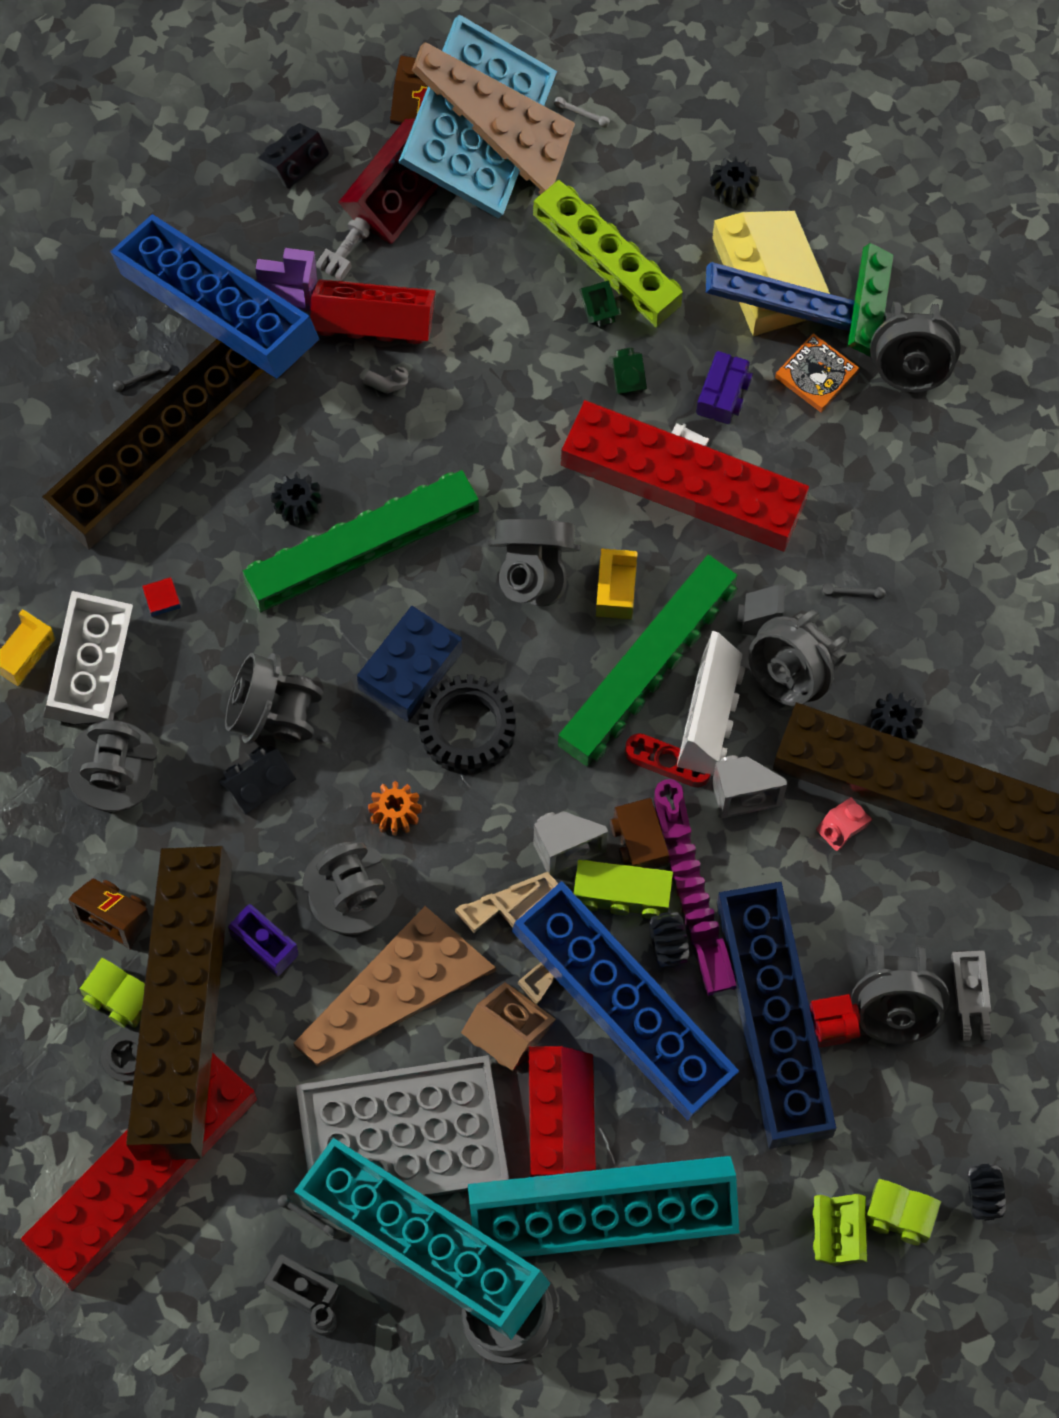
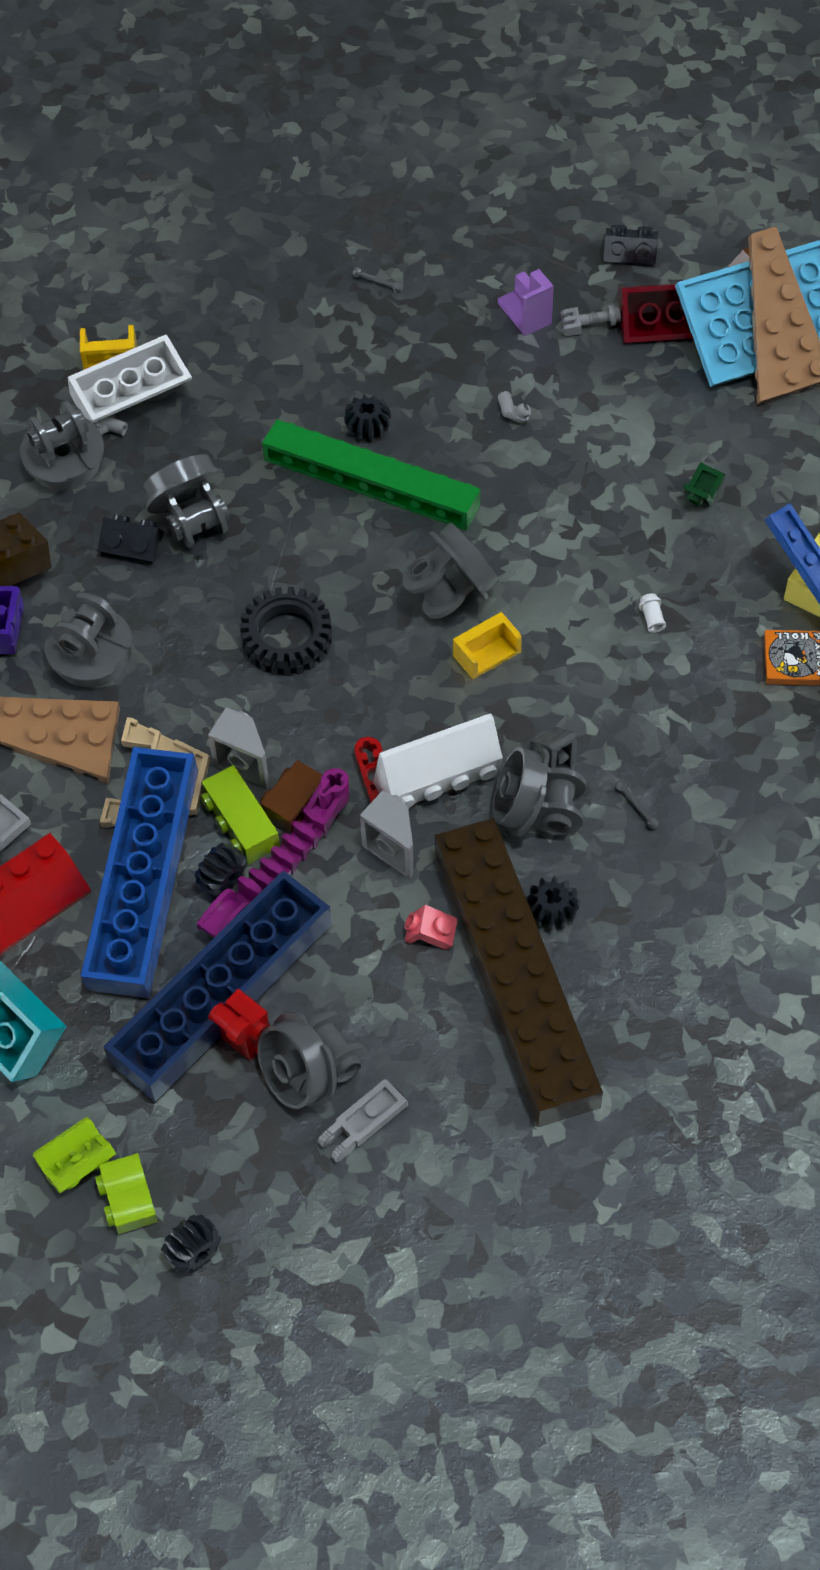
camera: 55 degrees right, 10 degrees down
(154, 442) = (353, 313): dark brown brick -> none
(161, 597) = (221, 397): red tile -> none
(215, 296) = (461, 260): blue brick -> none
(372, 311) = (556, 362): red slope -> none
(400, 799) = (178, 631): orange gear -> none
(409, 663) = (301, 560): dark blue brick -> none
(507, 1025) = (66, 812): medium nougat slope -> none
(628, 370) = (668, 538): dark green bracket -> none
(647, 661) = (443, 705): green brick -> none
(653, 305) = (749, 464): lime brick -> none
(684, 475) = (618, 630): red brick -> none
(723, 388) = (716, 604): dark purple brick -> none

